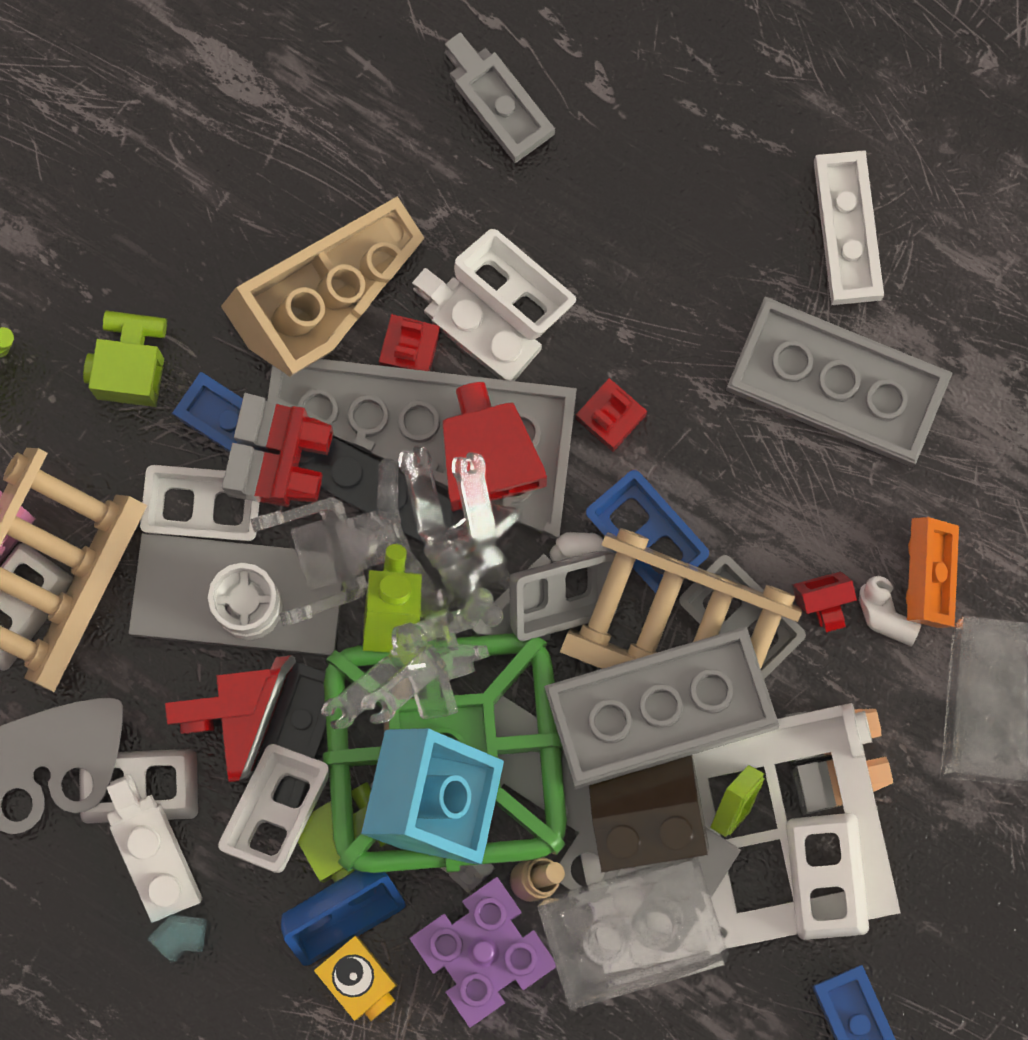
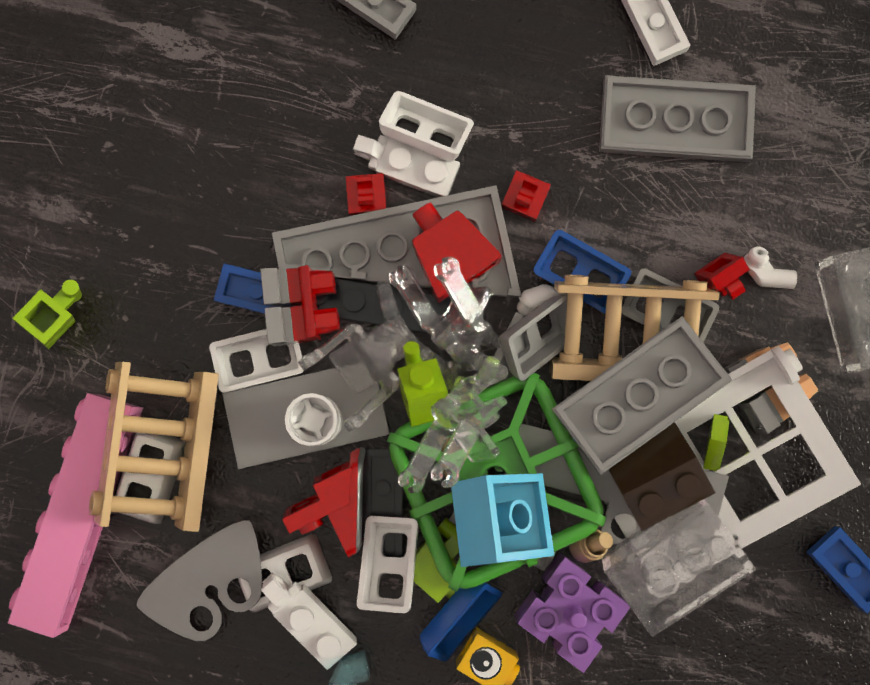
camera: 15 degrees left, 5 degrees up
(127, 368) = (171, 278): lime brick -> none
(318, 294) = (286, 182): tan wedge -> none
(846, 874) = (787, 483): white piece -> none
(932, 572) = (793, 235): orange plate -> none

